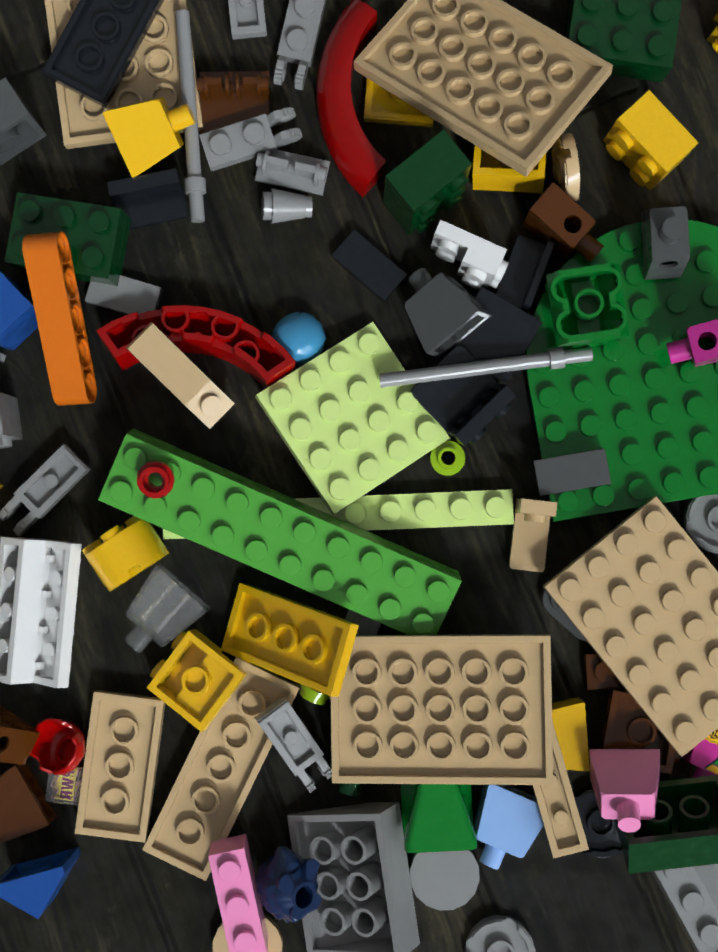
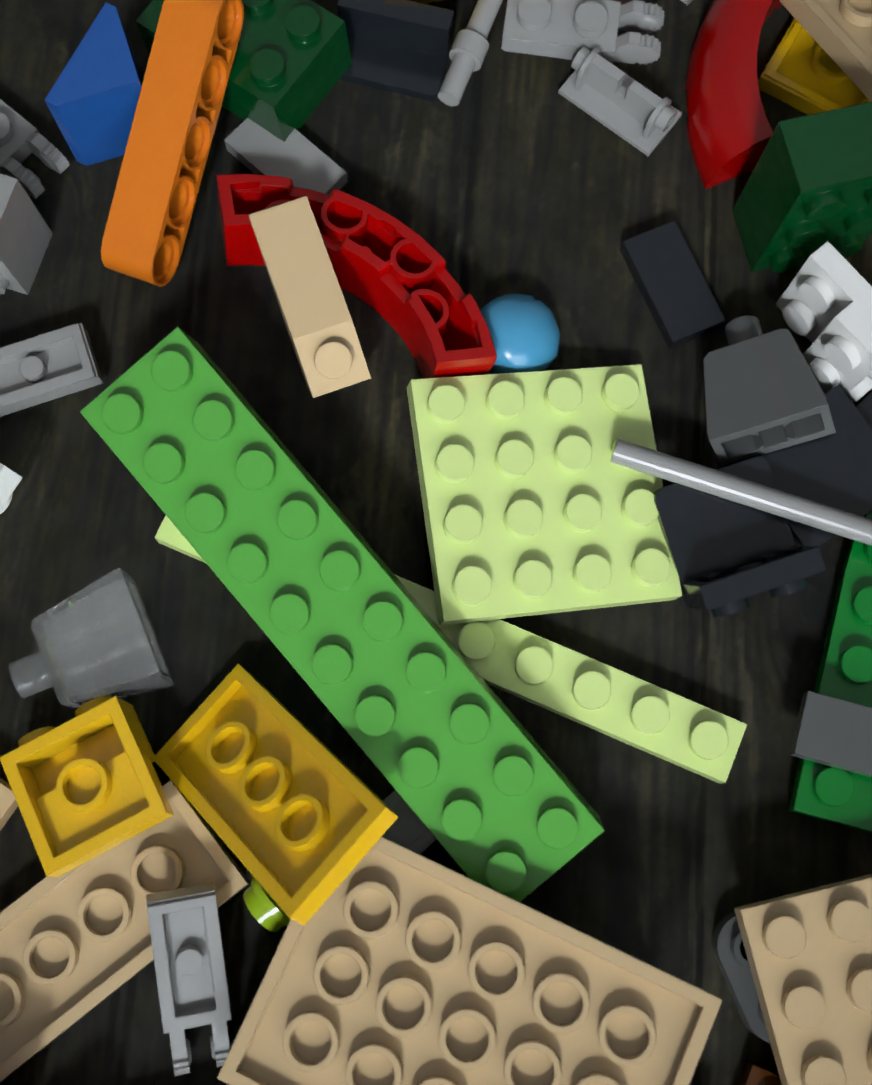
camera: 25 degrees right, 10 degrees down
(125, 552) = (82, 523): yellow brick -> none
(148, 487) = (166, 408): red plate -> none
(285, 206) = (586, 143): light grey cone -> none
(439, 466) = (651, 639): lime plate -> none
(530, 534) = (749, 809): tan bracket -> none

